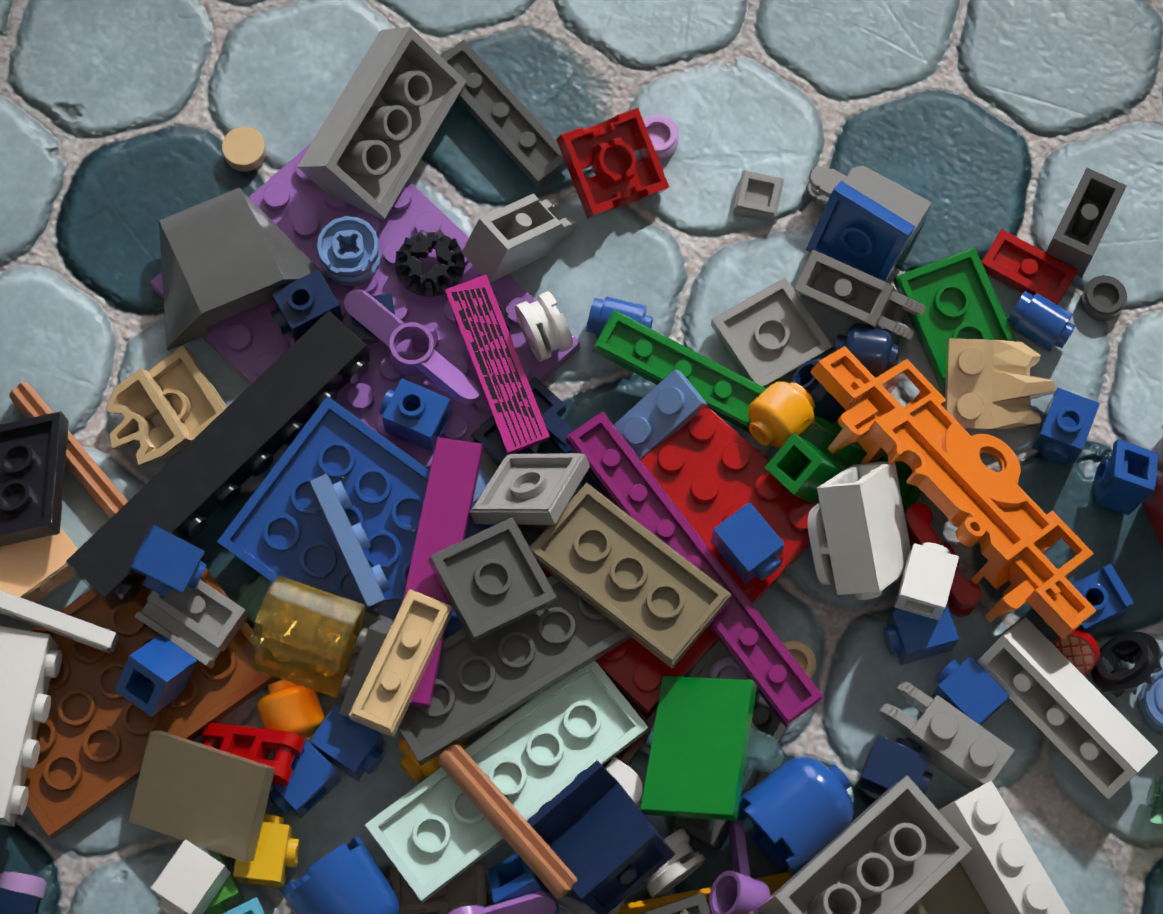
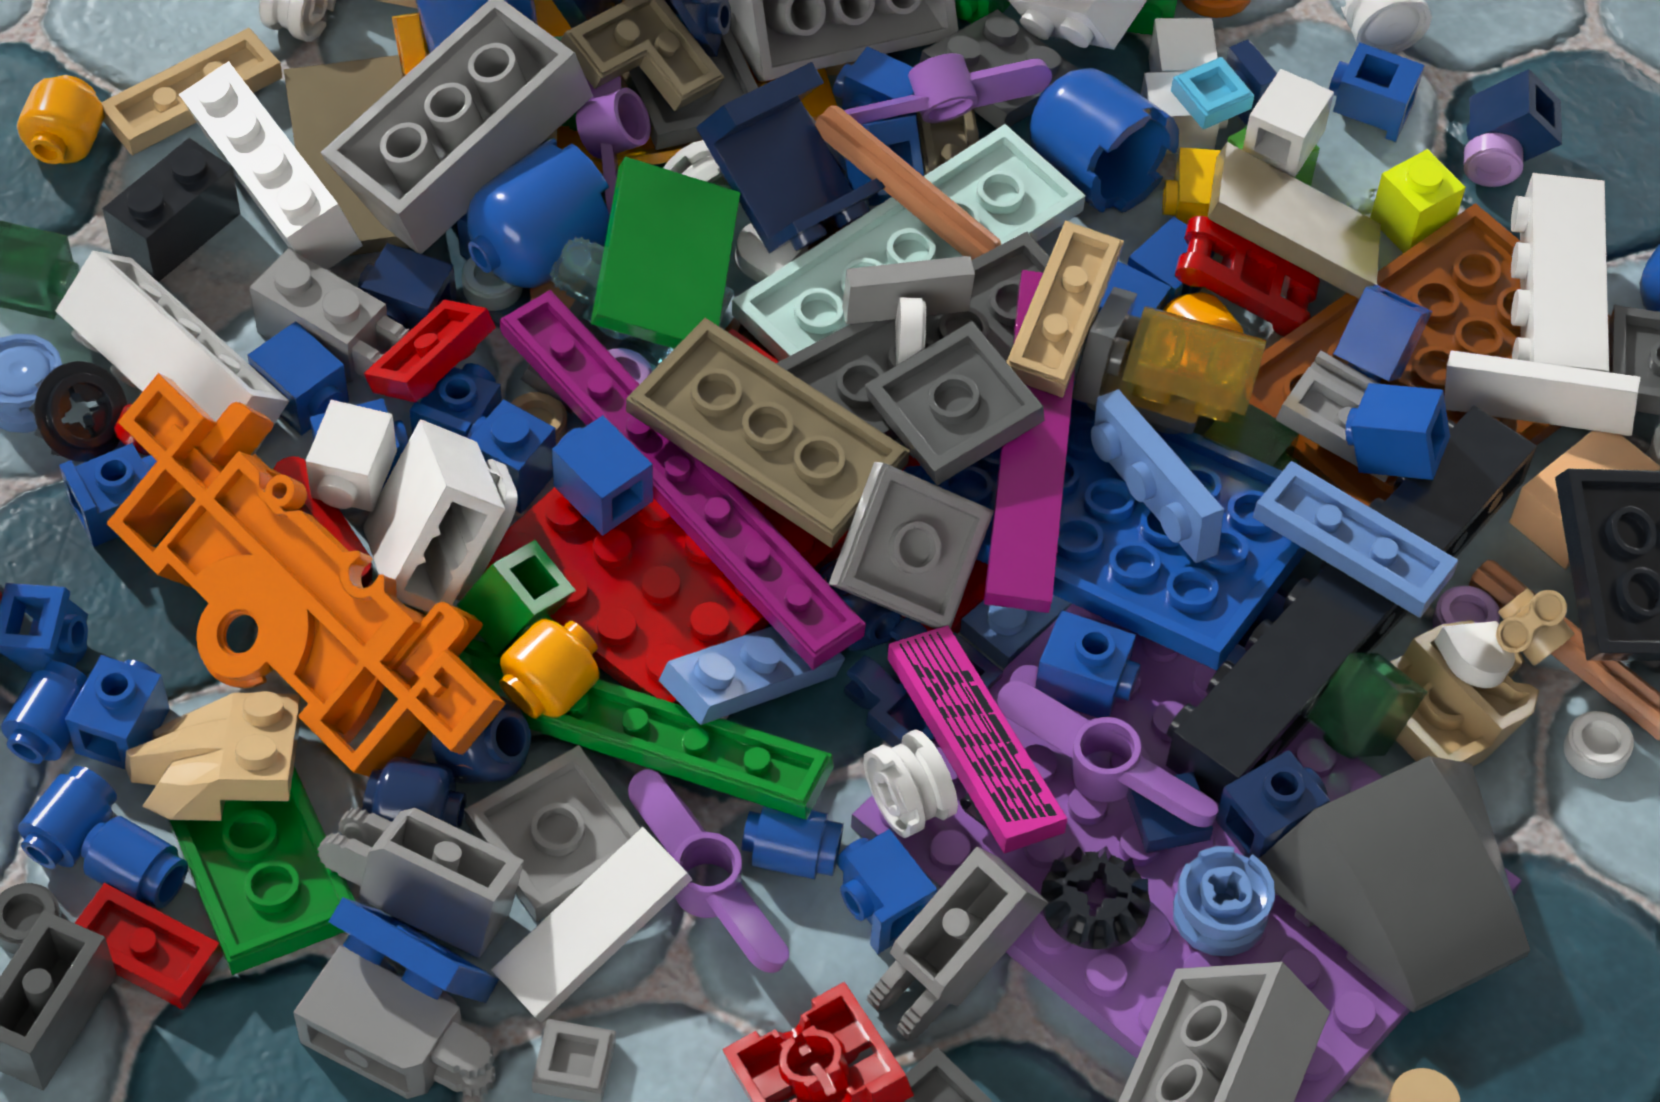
camera: 175 degrees right, 15 degrees down
(72, 383) = (1598, 744): none -> white tile
(94, 837) = (1416, 199): none -> neon yellow brick
(101, 436) = (1534, 624): none -> tan plate
(134, 477) = (1465, 604): none -> lavender tile
(143, 422) = (1475, 653): none -> white tile
(218, 469) = (1355, 539): none -> medium blue plate
(225, 378) = (1366, 706): none -> clear green brick
(518, 682) = (875, 290): none -> light grey tile
(519, 649) = (910, 328): none -> white tile
(564, 282) = (883, 886): none -> blue brick
(665, 283) = (693, 846): none -> medium lavender piece
(748, 265) = (591, 924): none -> white tile
(811, 617) = (519, 443): none -> blue brick
(860, 647) = (459, 400): none -> blue brick
(875, 687) = (430, 351): none -> red plate
(1086, 851) = (172, 209): none -> black brick
(1088, 352) = (65, 816): none -> blue brick
(1114, 420) = (37, 718): none -> blue brick

